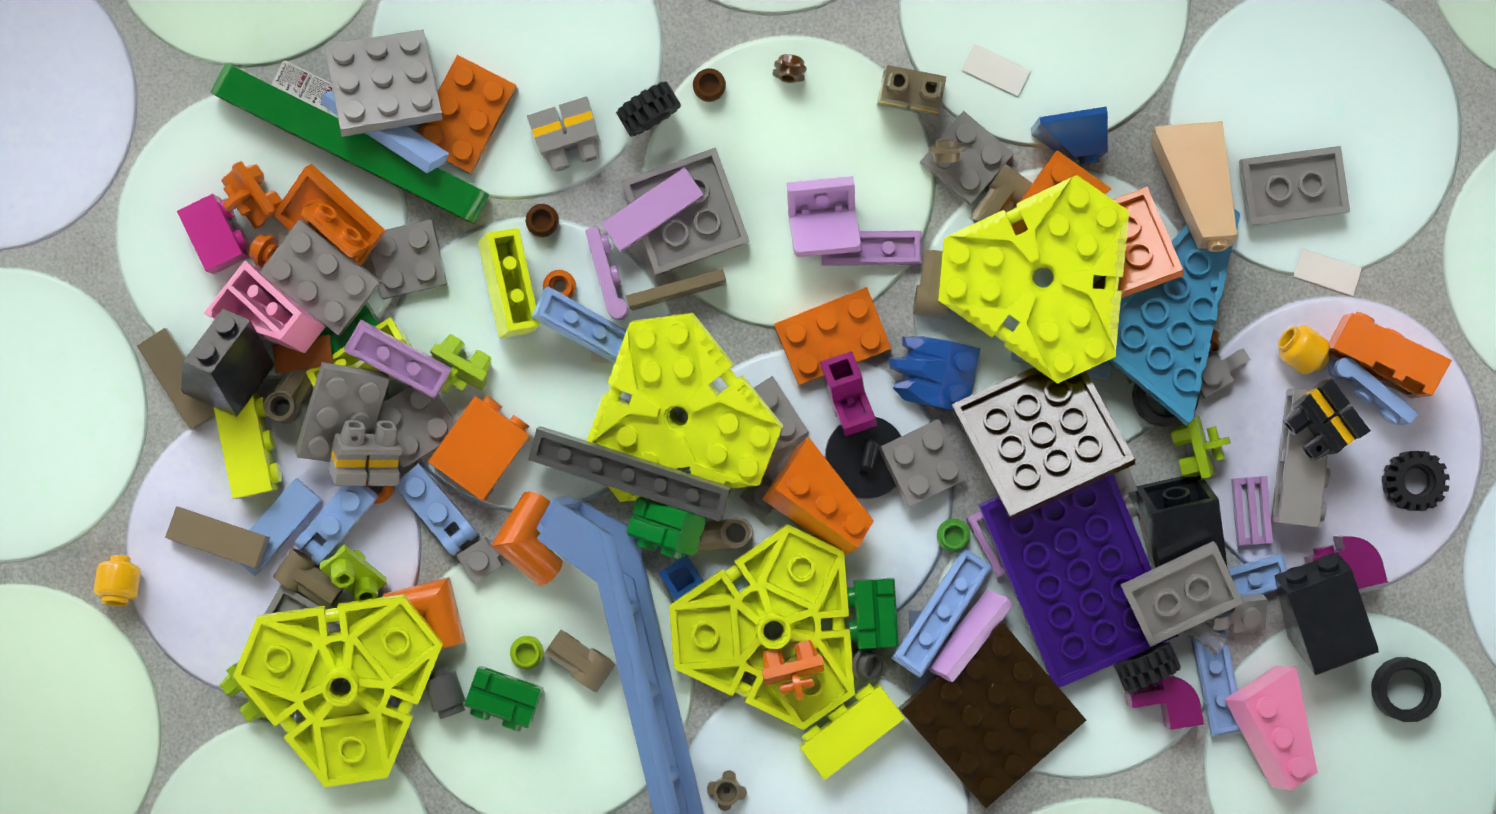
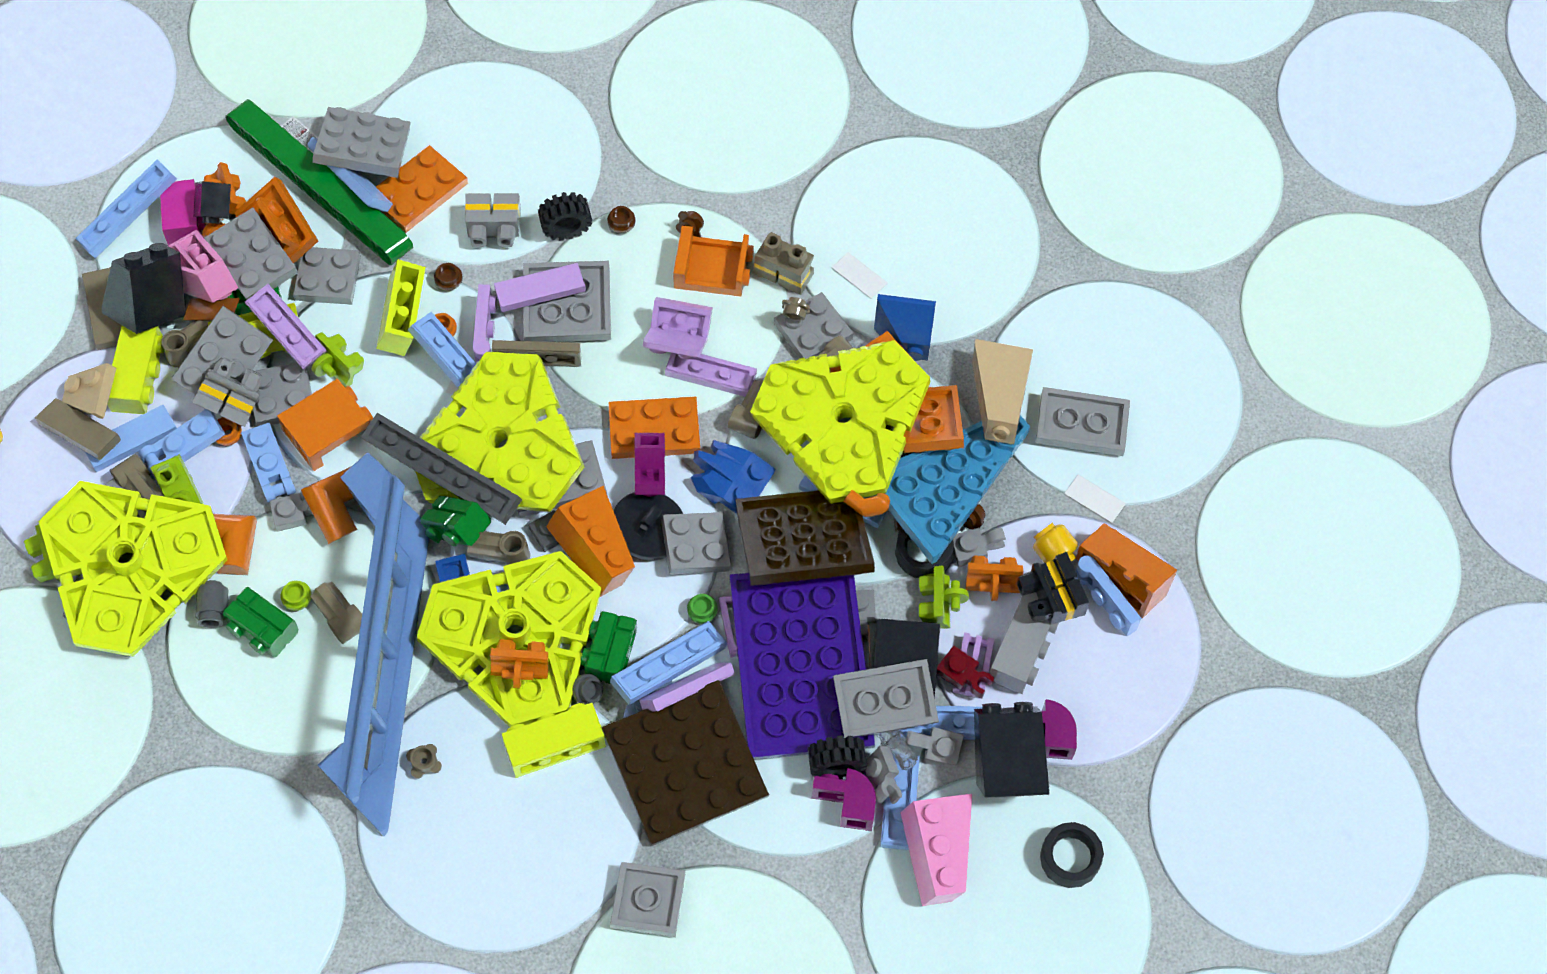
camera: 15 degrees right, 25 degrees down
(152, 252) = (126, 208): none -> light blue tile
(212, 494) = (90, 389): none -> tan wing
(249, 223) = (212, 201): none -> black brick
(831, 111) = (712, 264): none -> orange panel
(1103, 381) = (870, 506): none -> orange arm
(1196, 666) = (881, 774): none -> light grey plate
(1243, 526) = (960, 669): none -> dark red plate
(1249, 411) = (993, 577): none -> orange hips
(1435, 480) = (1132, 664): black tyre -> none

